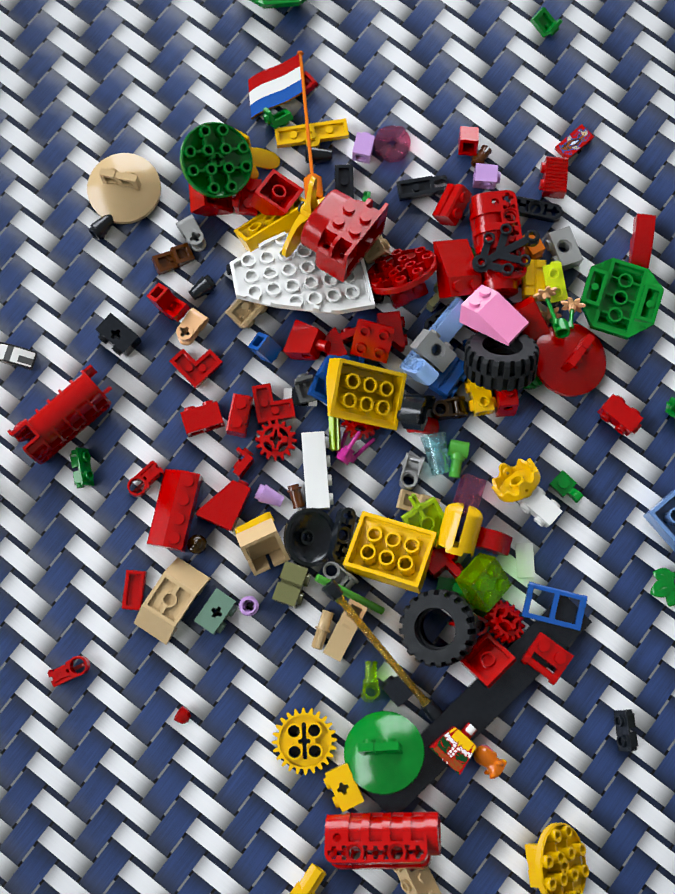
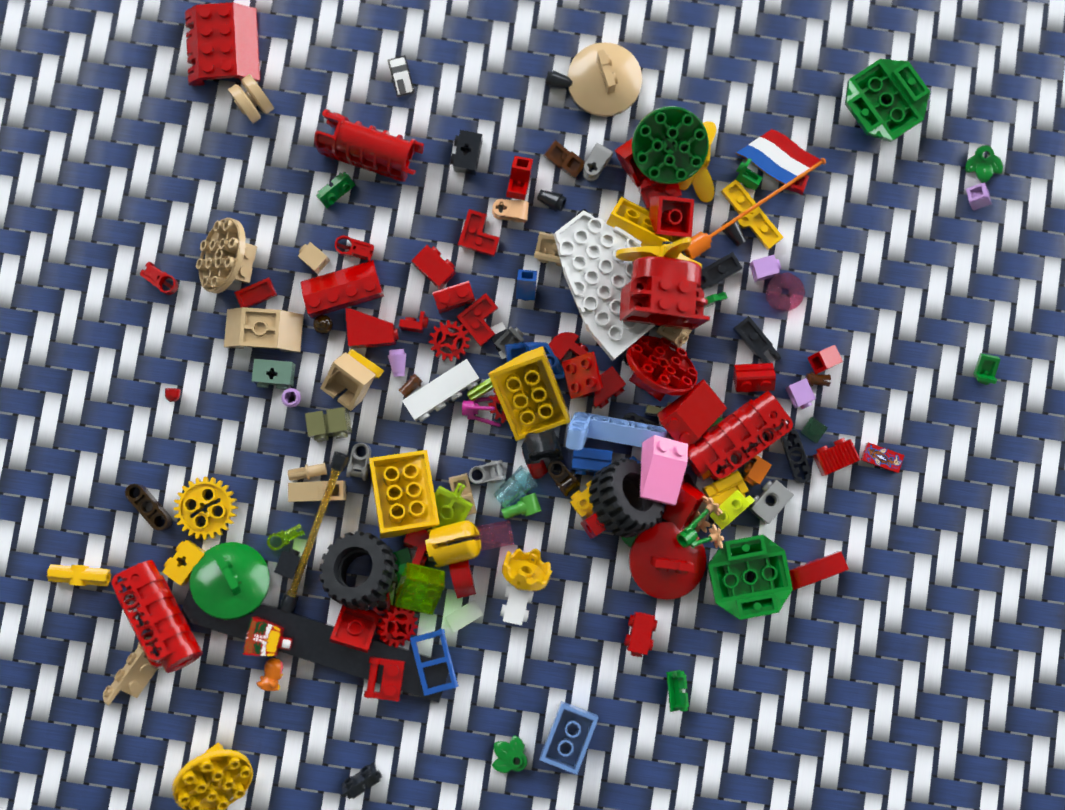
camera: 60 degrees right, 5 degrees up
(84, 597) = (225, 257): none -> tan bracket
(132, 519) = (313, 257): none -> tan brick
(266, 800) = (140, 504): none -> dark brown beam
(305, 342) = (551, 317): red torso -> none
(318, 532) = (382, 427): black dish -> none
(350, 522) = (400, 436): black beam -> none
(352, 595) = (348, 480): bright green bar -> none
(423, 347) = (603, 422): light grey brick -> none
(503, 252) = (728, 447): black plant -> none
(521, 183) = (813, 430): none -> clear green plate
(564, 484) = (550, 616): green plate -> none

